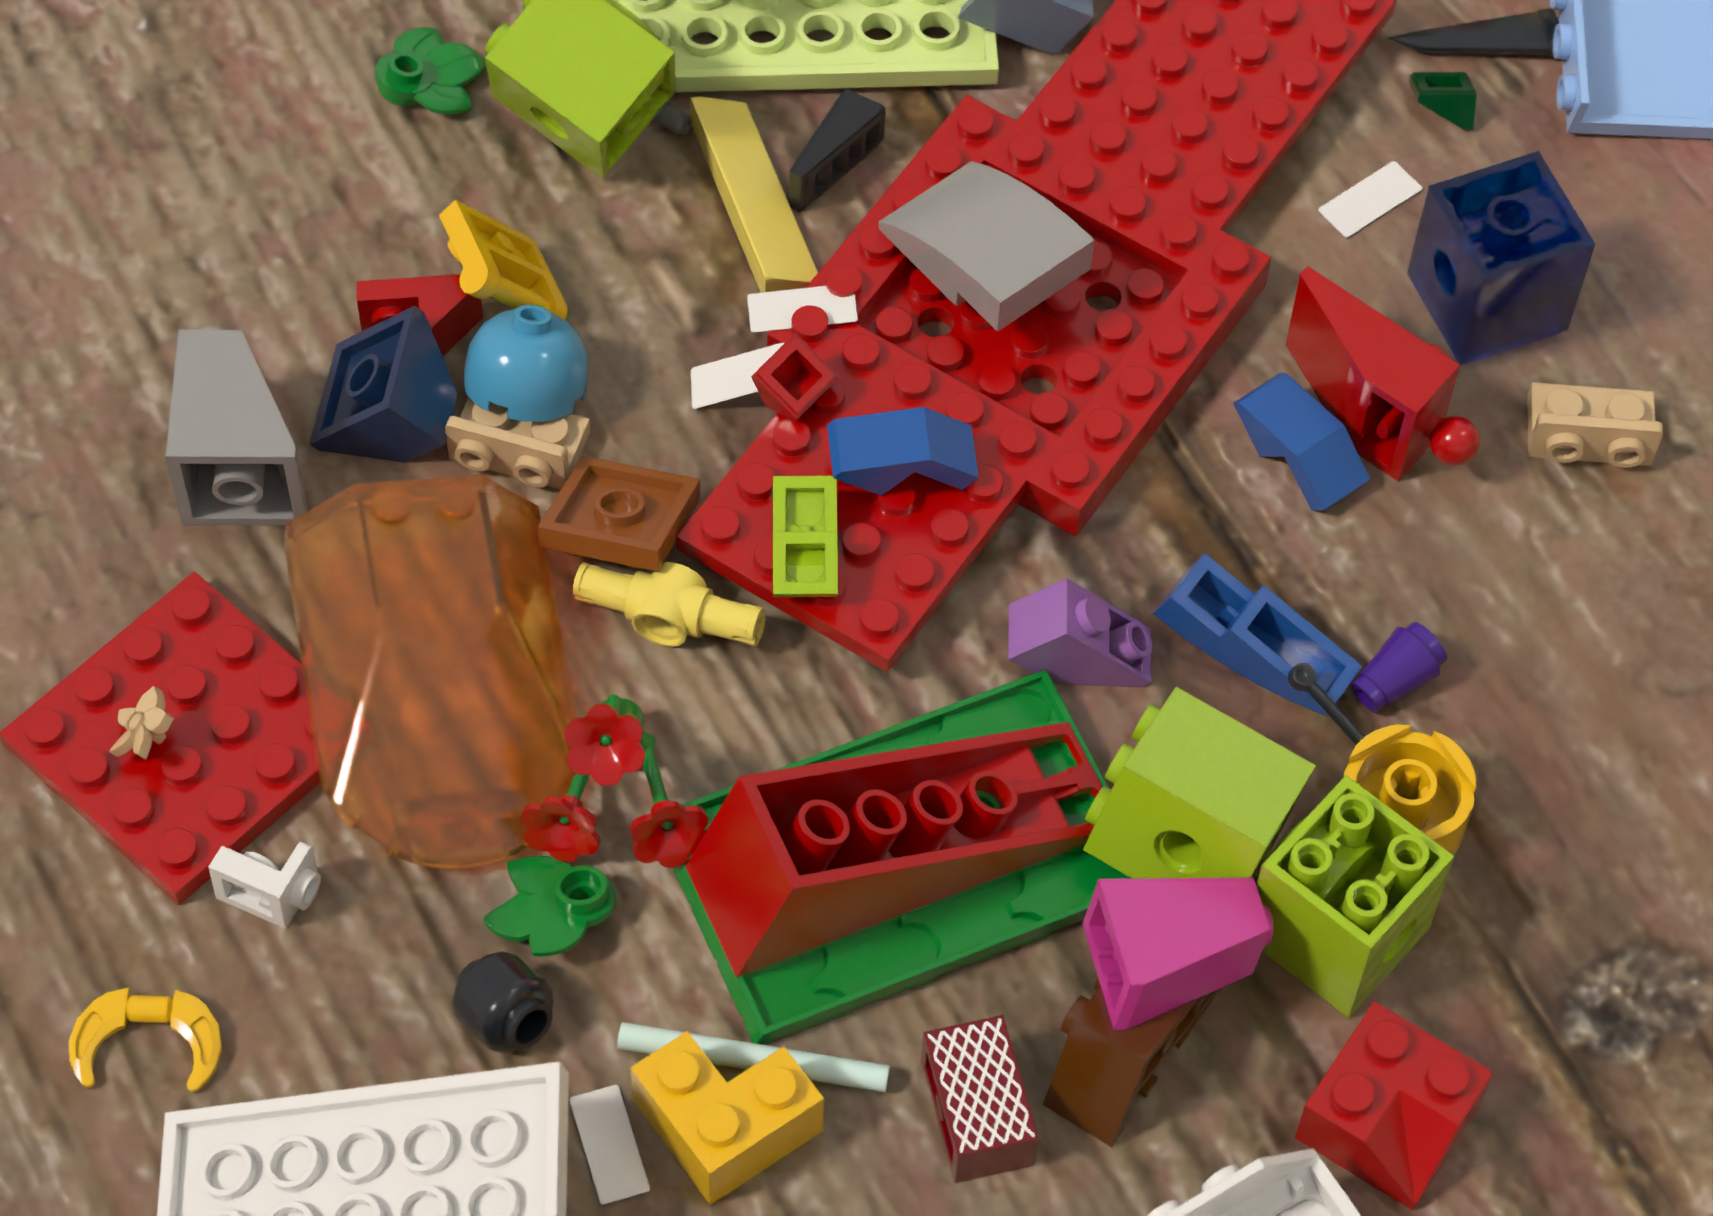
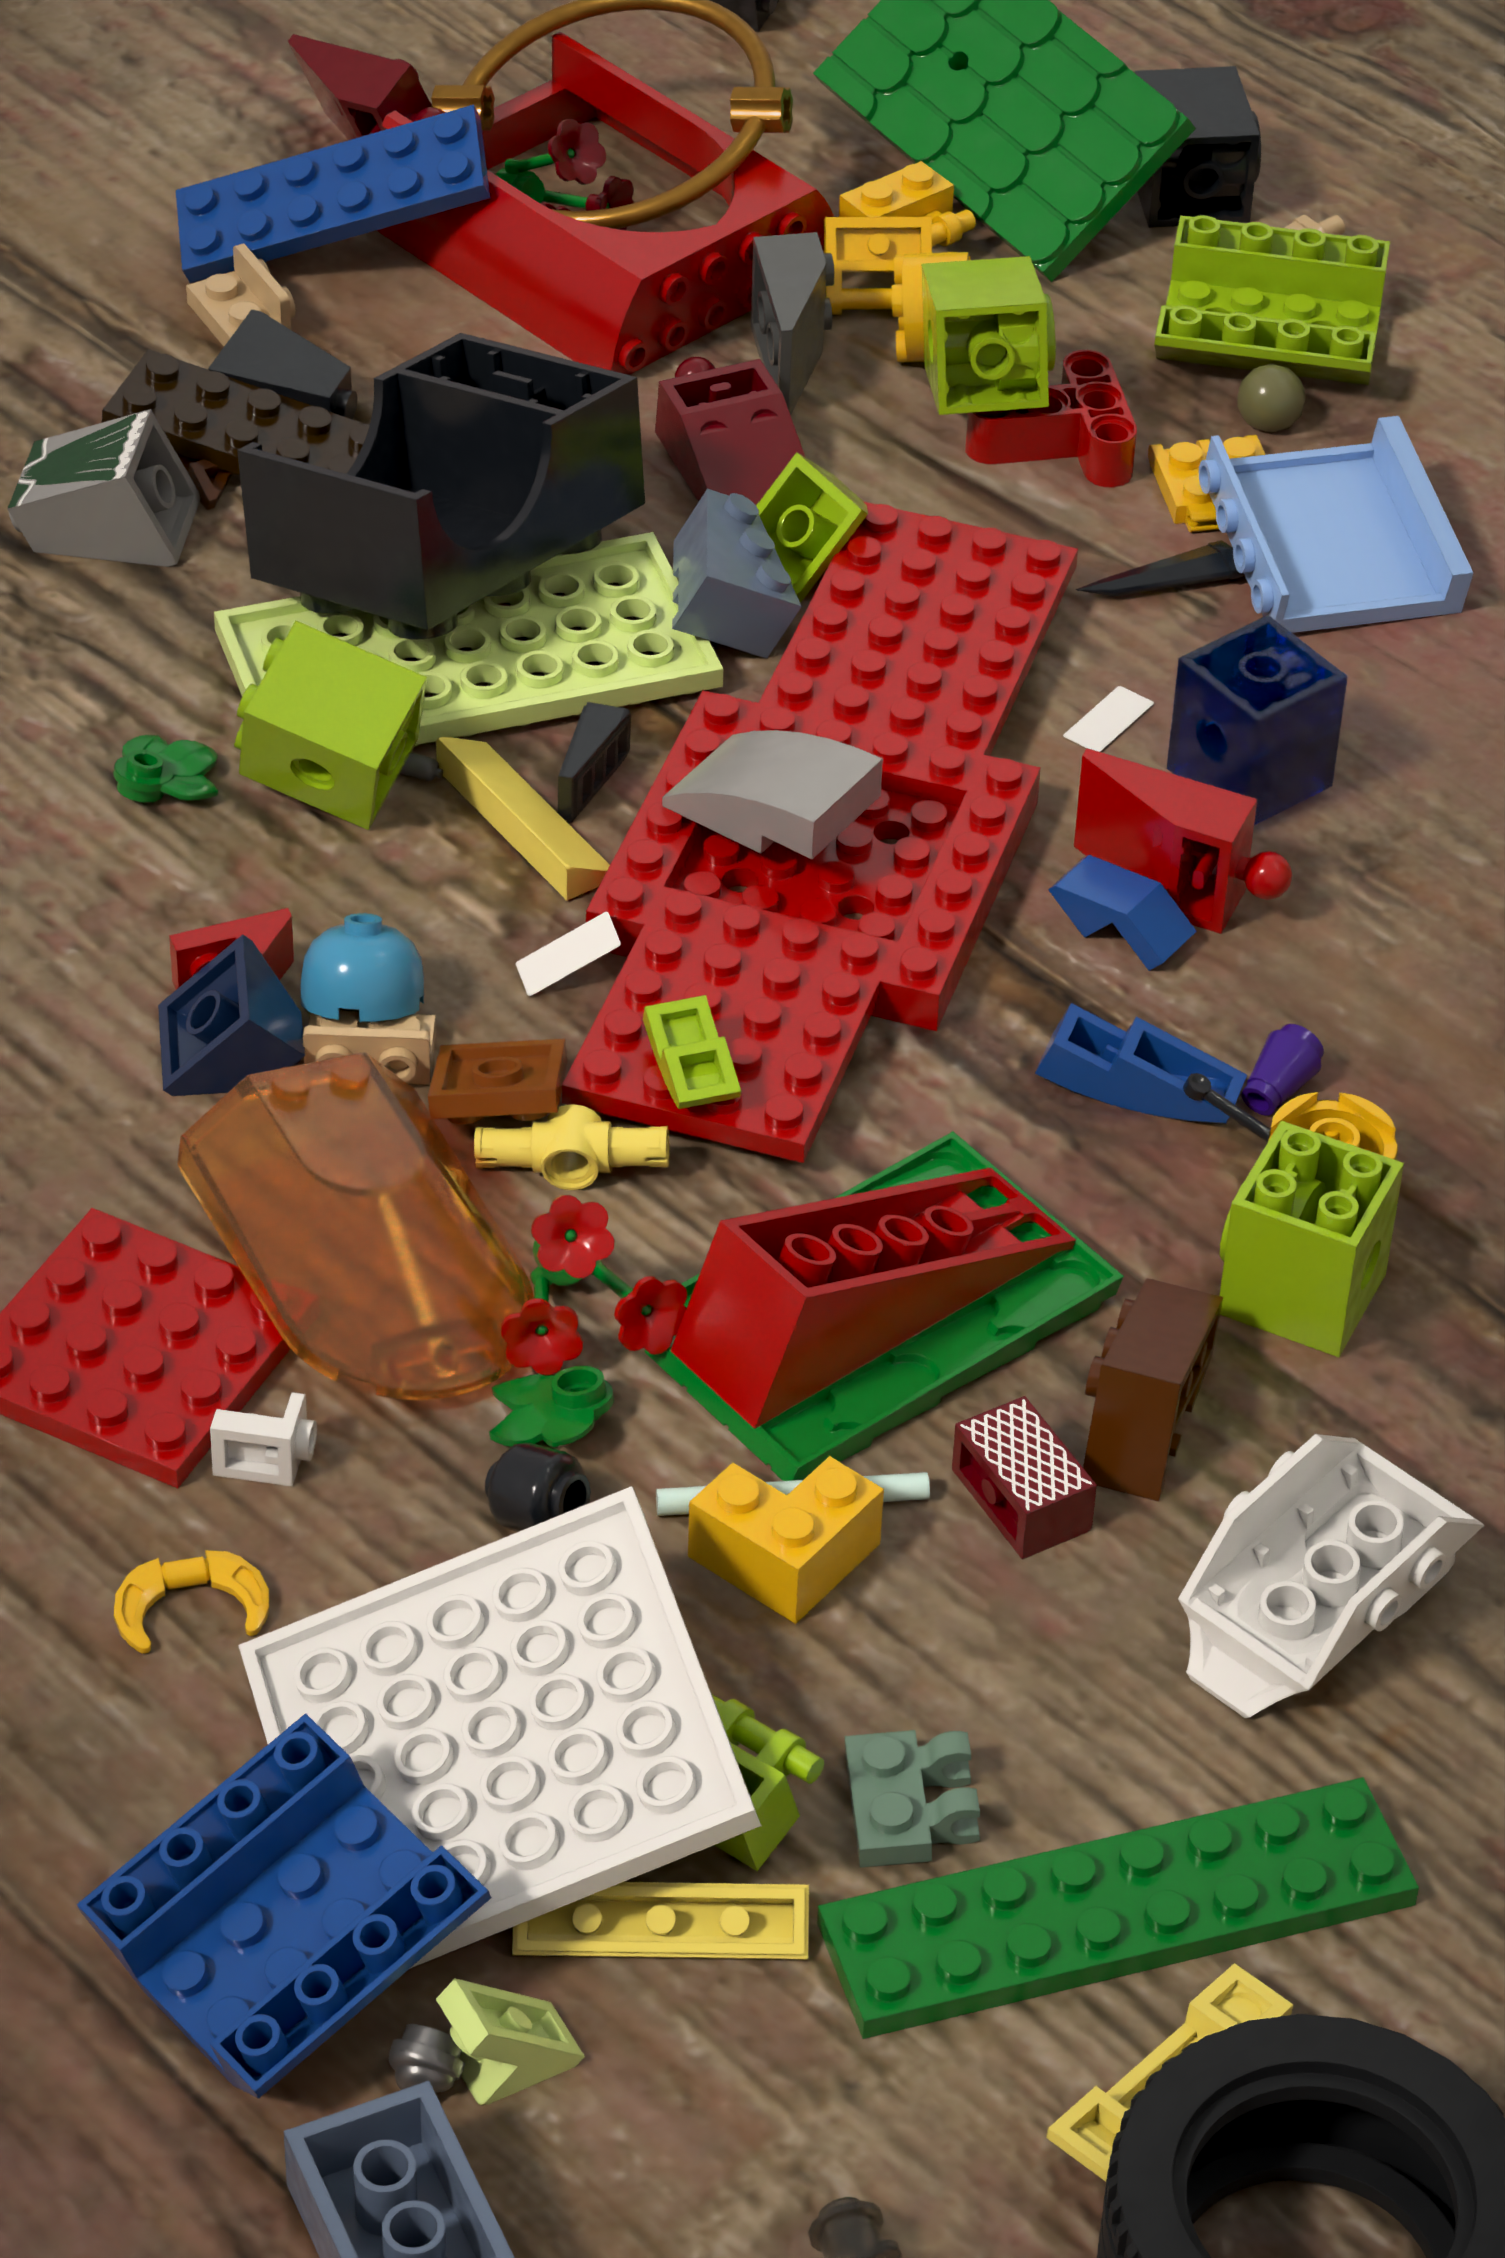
camera: 15 degrees left, 15 degrees down
(143, 724) = (99, 1327): tan plant -> none
(227, 437) = (99, 1081): light grey slope -> none
(499, 261) = (293, 890): yellow plate -> none
(609, 1144) = (697, 1606): white sticker -> none
(775, 309) = (591, 888): white sticker -> none
(793, 378) = (630, 932): red slope -> none
(891, 445) = (748, 963): blue slope -> none
(1078, 638) = (975, 1097): medium lavender slope -> none
(1172, 941) = (1165, 1289): dark pink slope -> none
(1194, 795) = (1142, 1190): lime brick -> none
(1393, 1105) = (1415, 1398): red slope -> none
(1447, 95) = (1151, 622): dark green slope -> none
(1592, 424) = (1384, 854): tan bracket -> none

